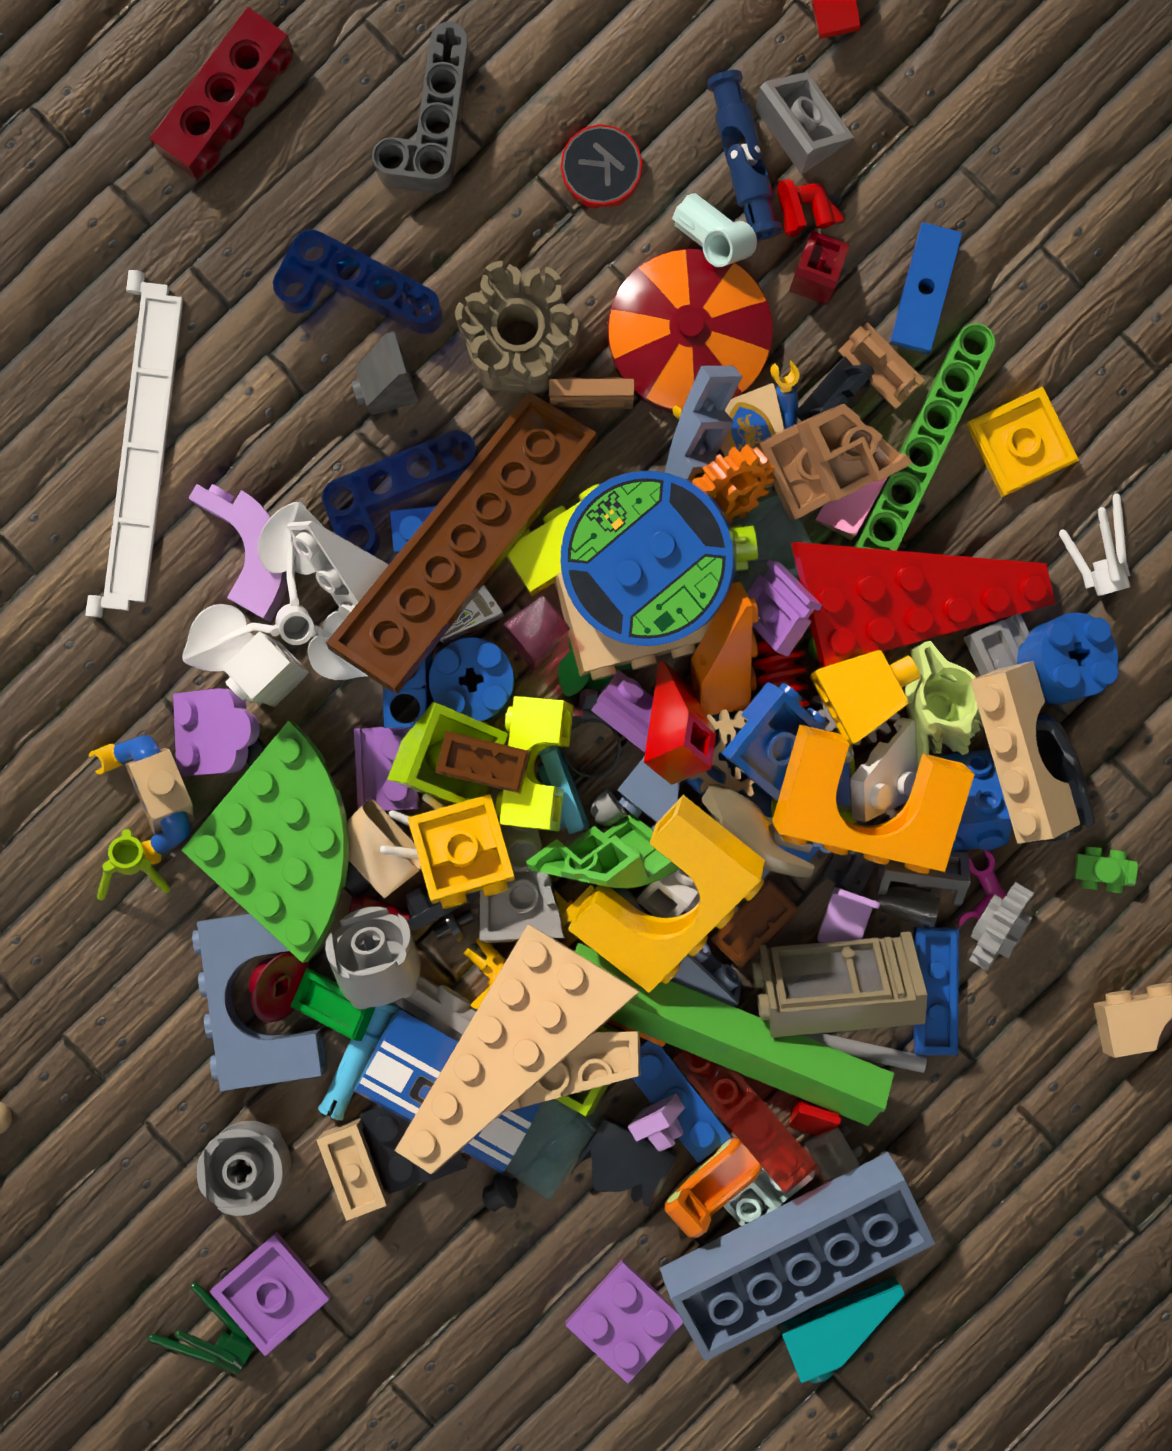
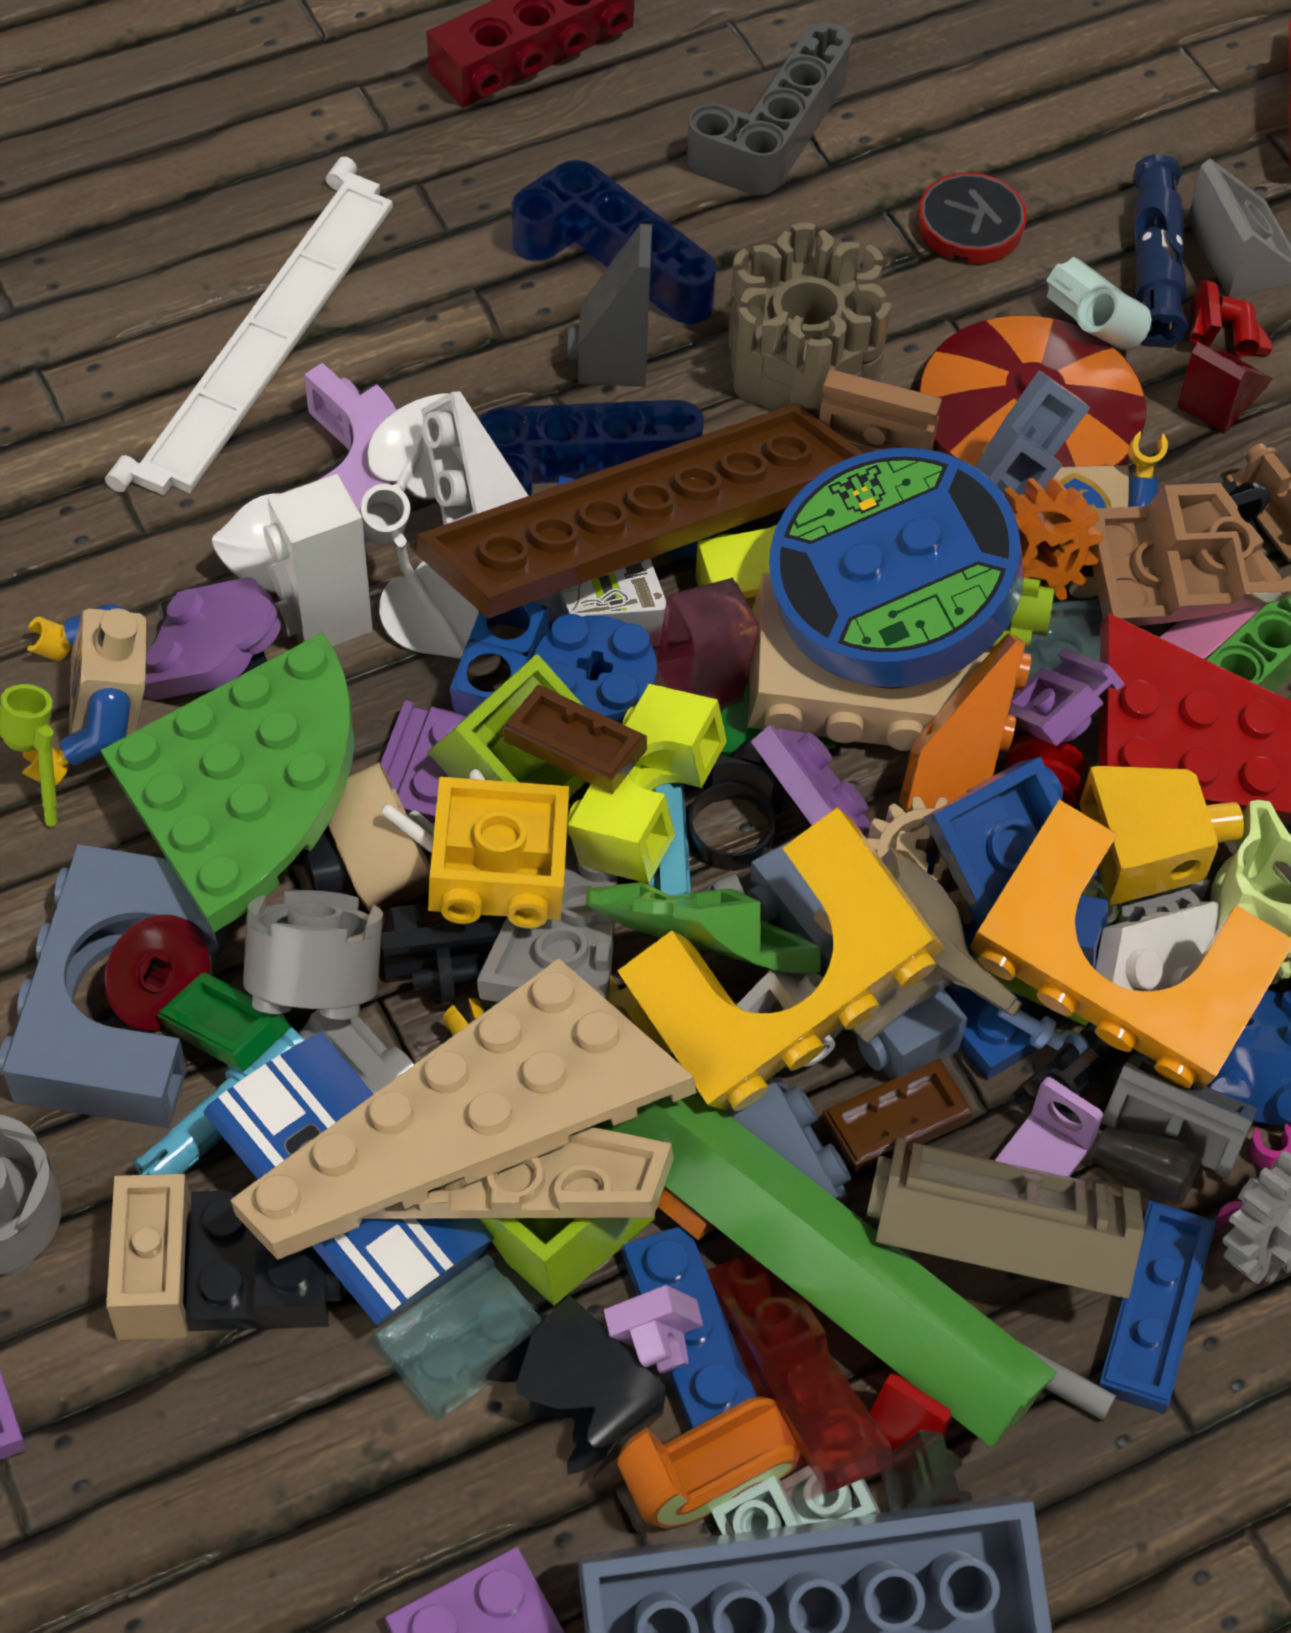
camera: 10 degrees right, 30 degrees down
(500, 1193) = (360, 1376): black piece -> none
(679, 732) = (866, 783): red slope -> none

